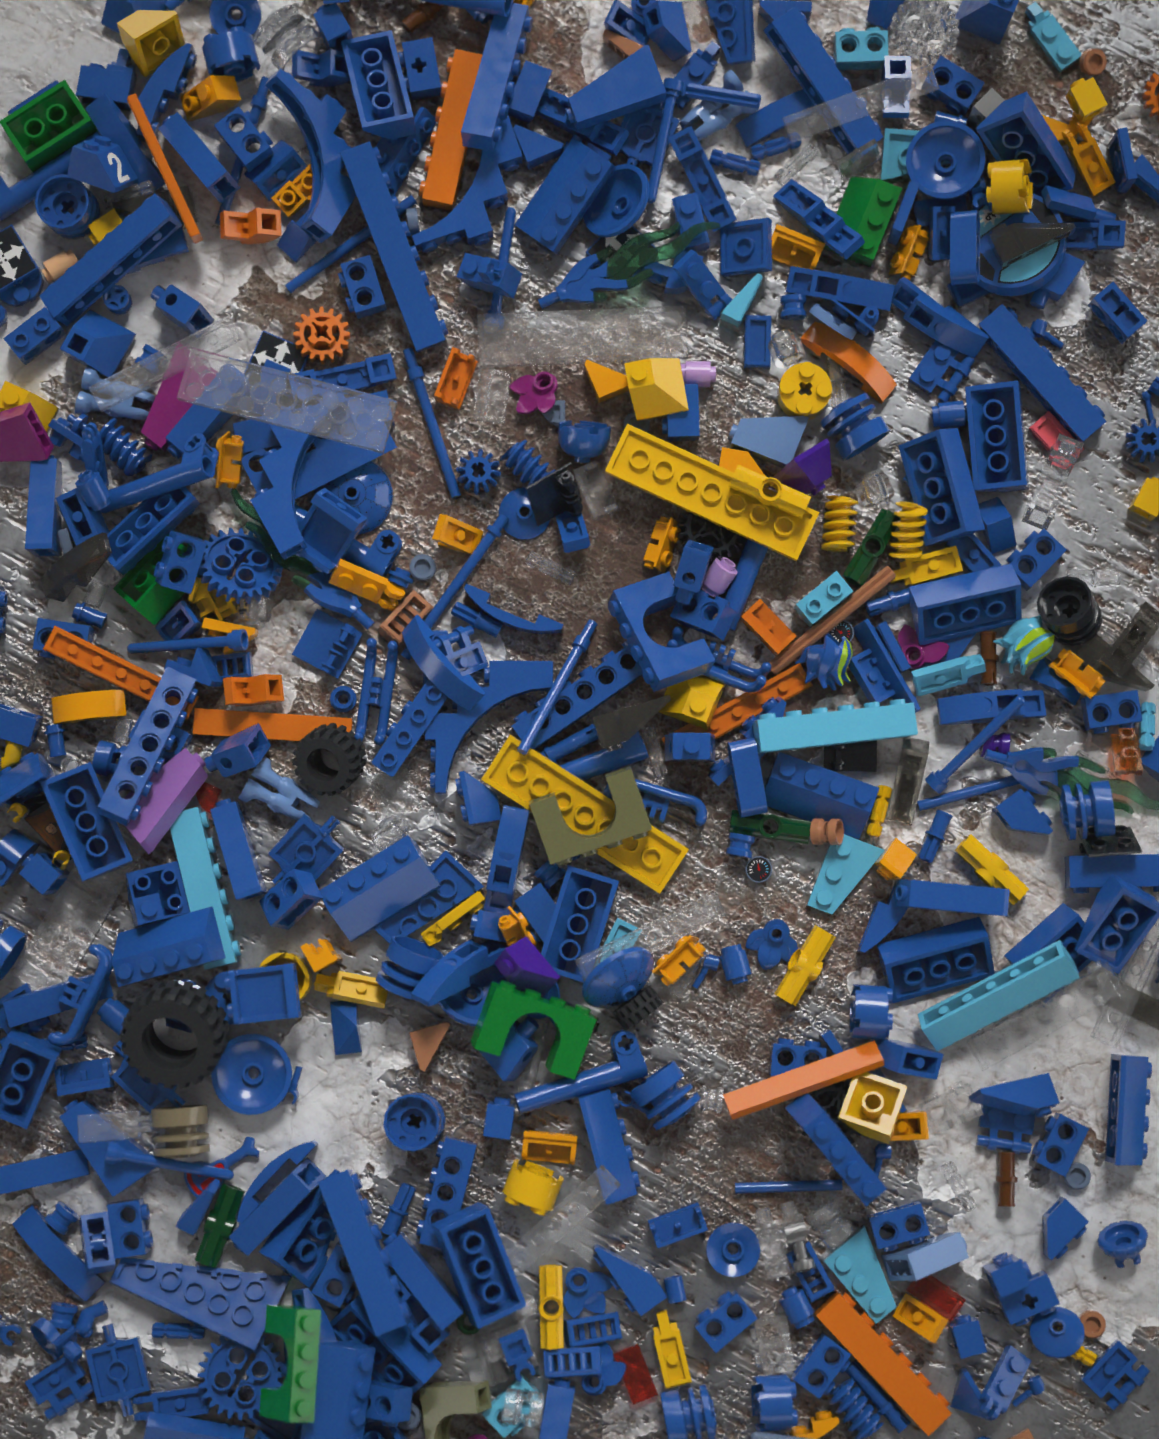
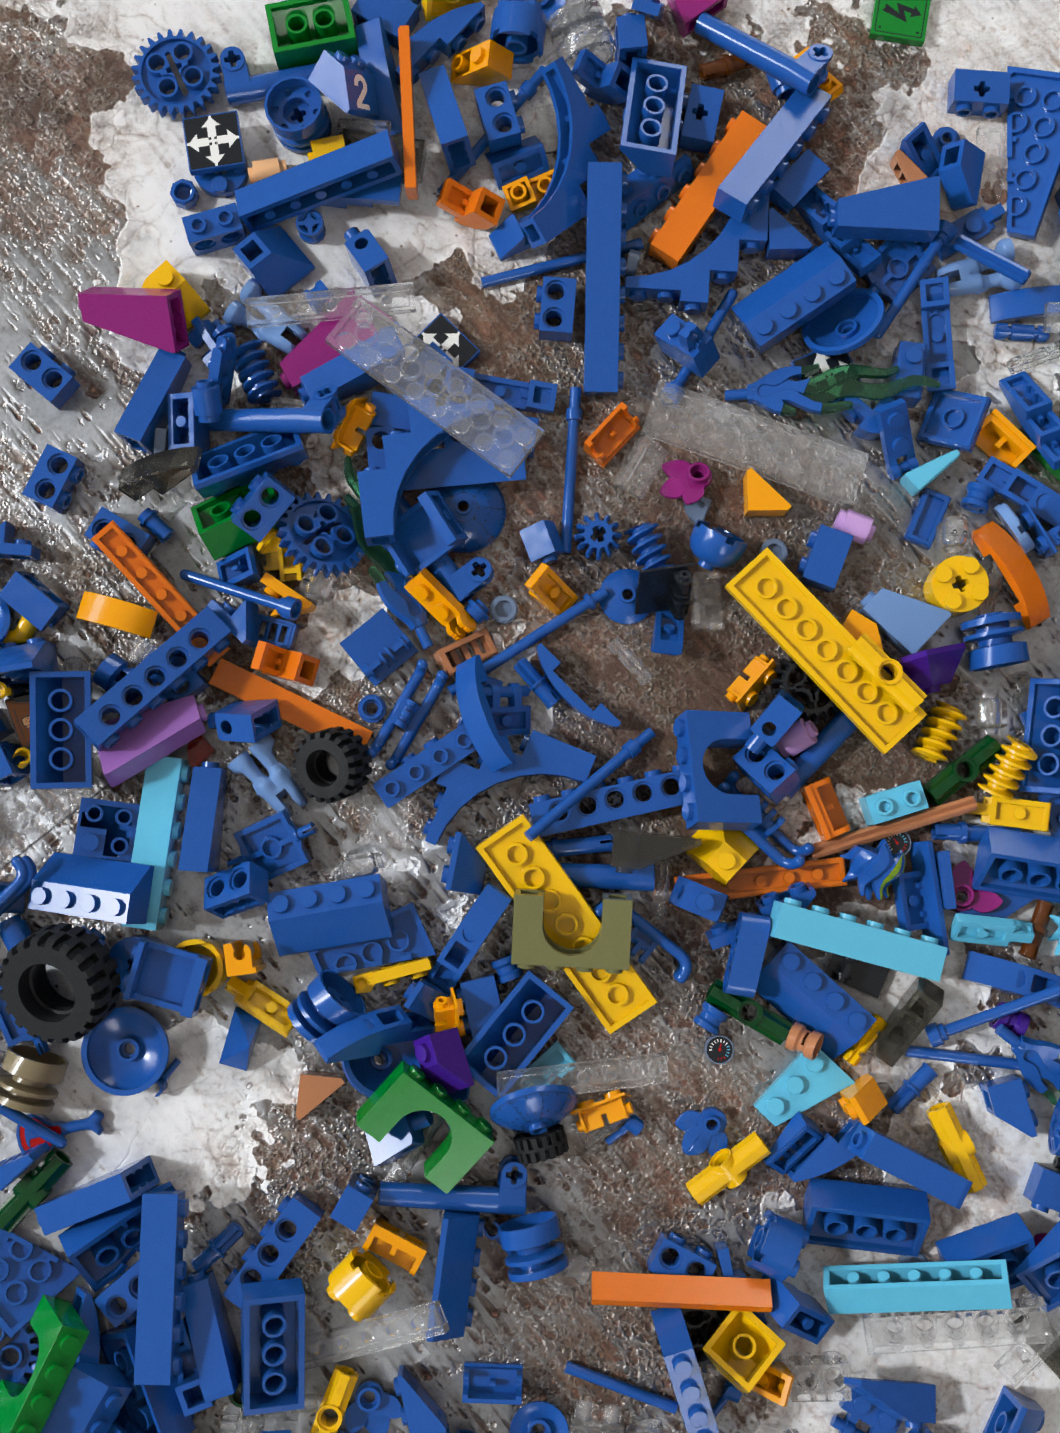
camera: 20 degrees right, 0 degrees up
(55, 740) = (71, 635): blue pin -> none
(250, 1200) = (136, 1149): blue slope -> none
(320, 324) = (491, 350): orange gear -> none
(399, 1117) = (260, 1182): blue wheel -> none
(432, 496) = (542, 542): none -> brick
(656, 387) = (811, 522): yellow slope -> none
(734, 162) = (974, 332): blue axle -> none
(735, 964) = (657, 1137): blue brick -> none
(847, 912) = (800, 1136): none -> blue slope

